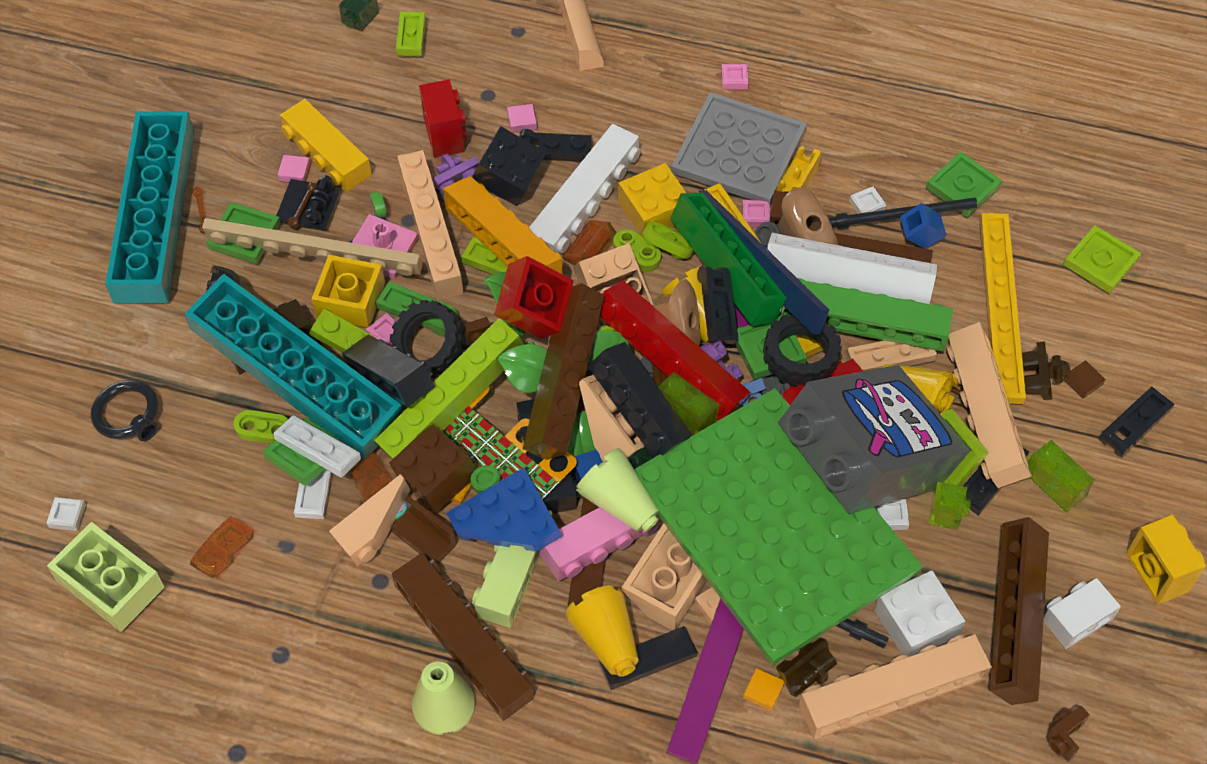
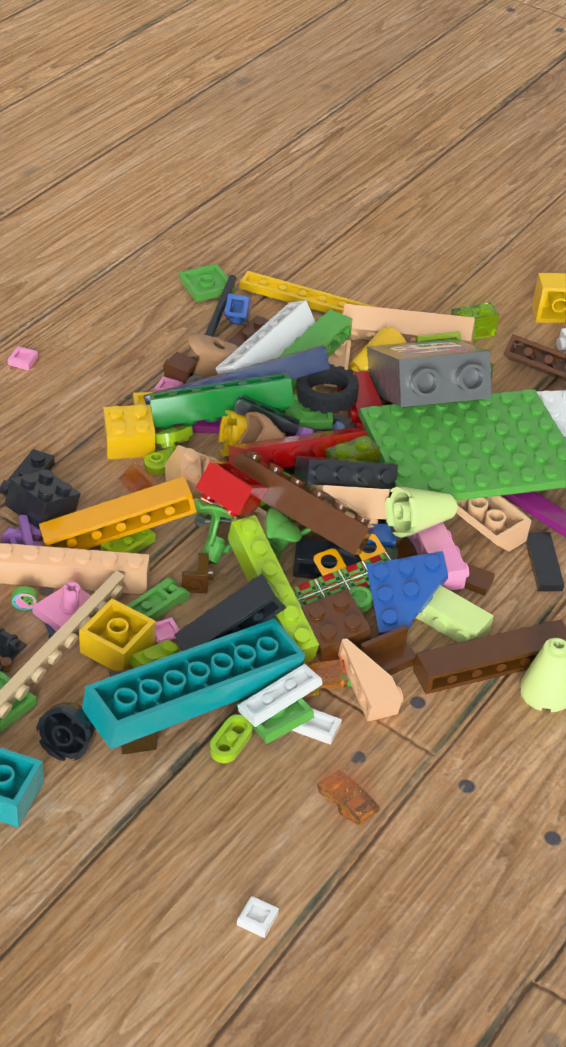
camera: 75 degrees left, 15 degrees down
(106, 576) = (354, 884): yellowish green brick -> none
(141, 426) = (186, 829): black piece -> none
(454, 334) = (191, 570): black tyre -> none
(586, 188) = (85, 461): white brick -> none
(606, 628) = (525, 564): yellow cone -> none
(739, 148) = (100, 375): light grey plate -> none
(800, 171) = (148, 353): yellow hinge -> none
(867, 201) = (188, 328): white tile -> none
(1039, 360) = (386, 298): dark brown hips -> none
(1084, 379) = (398, 290): reddish brown tile -> none
(1102, 259) = (306, 248): lime plate -> none
(1137, 421) = (443, 280): black plate -> none

